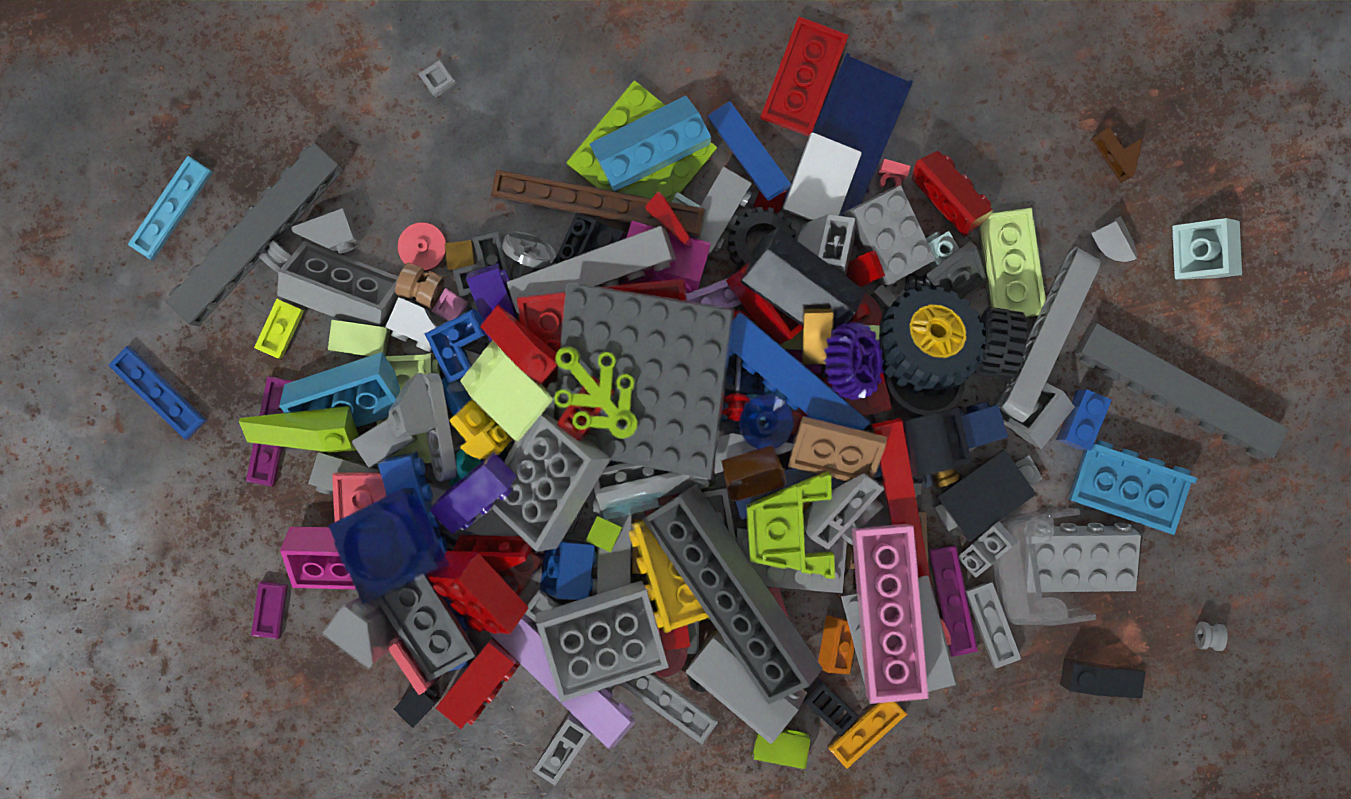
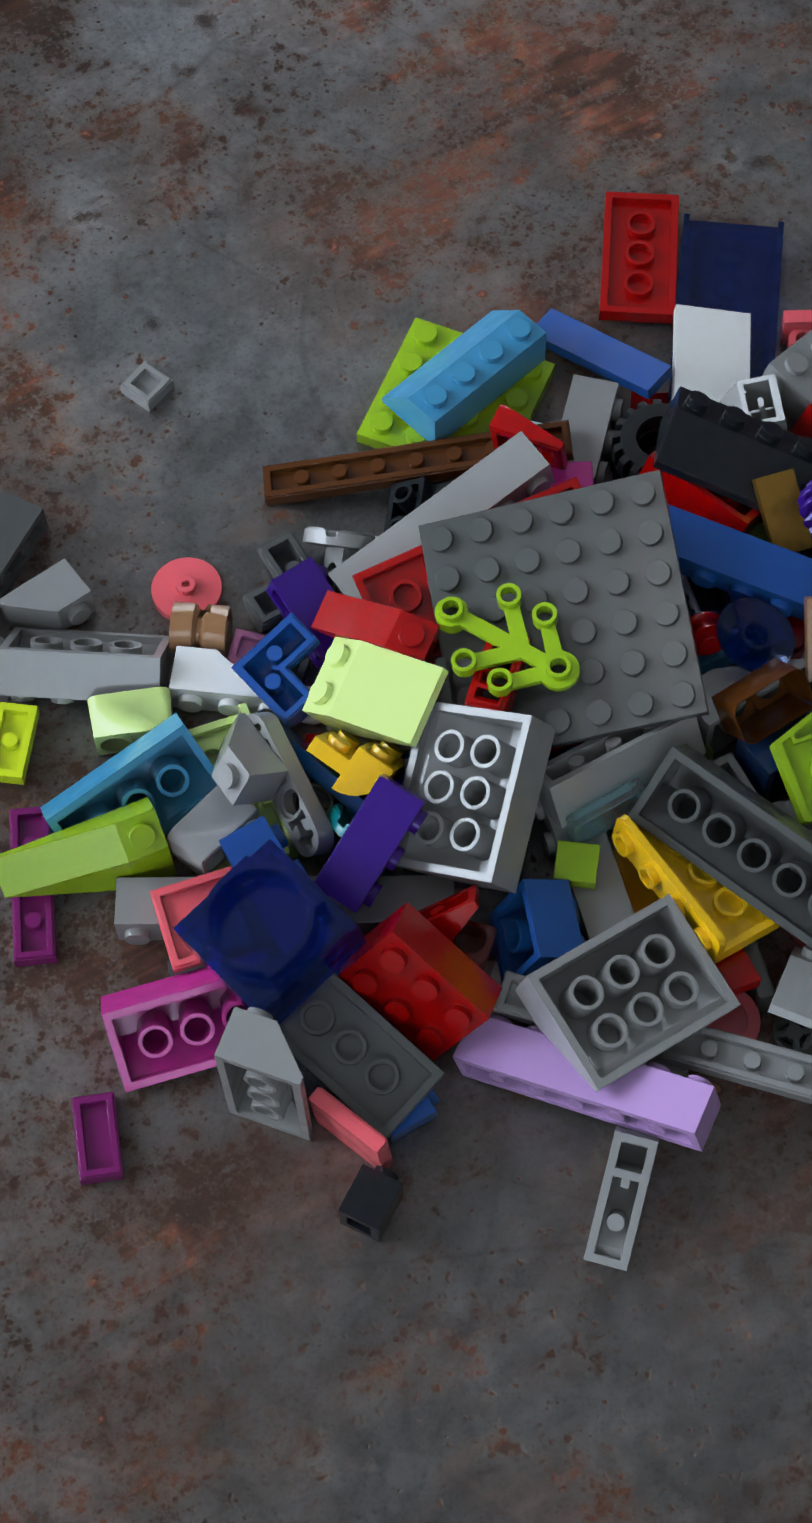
camera: 15 degrees left, 25 degrees down
(459, 254) = (240, 581): pearl gold tile -> none
(478, 684) = (460, 1129): red brick -> none

